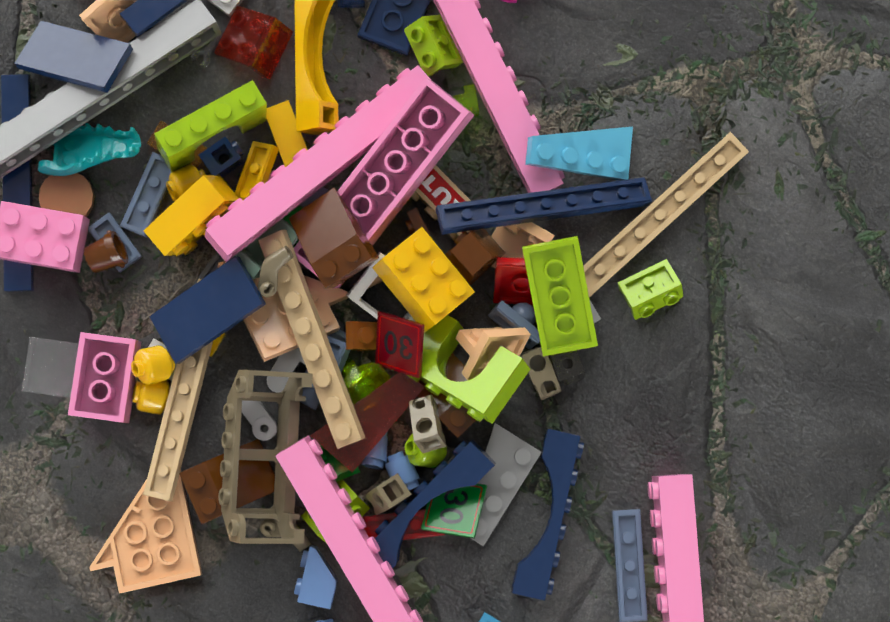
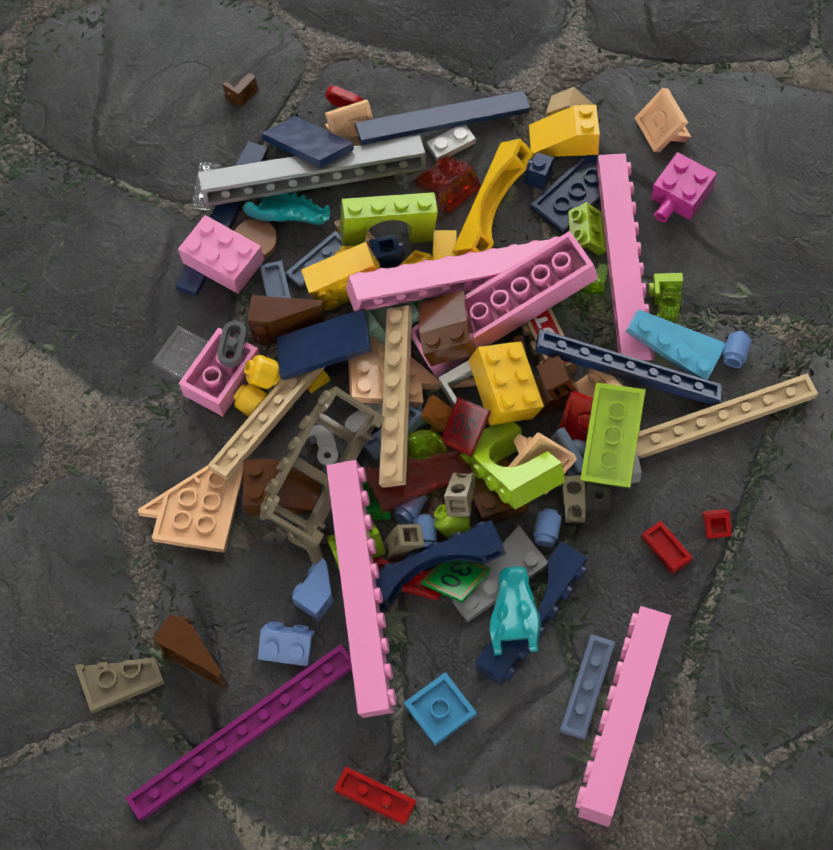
camera: 30 degrees right, 20 degrees down
(106, 253) = (265, 282): reddish brown piece -> none
(106, 350) = (230, 345): none -> dark grey plate
(141, 292) = (278, 316): none -> reddish brown slope
(269, 271) = (385, 329): dark tan arm -> none
(525, 414) = (547, 527): none -> medium blue brick
(533, 530) = (514, 611): none -> teal animal
(545, 79) = (666, 282): none -> lime bracket
(558, 112) = (669, 308): none -> clear neon green leg
(646, 130) = (736, 349): none -> medium blue brick
(651, 289) = (694, 471): lime bracket -> none
(653, 384) = (666, 547): none -> red tile
(694, 337) = (717, 523): none -> red slope

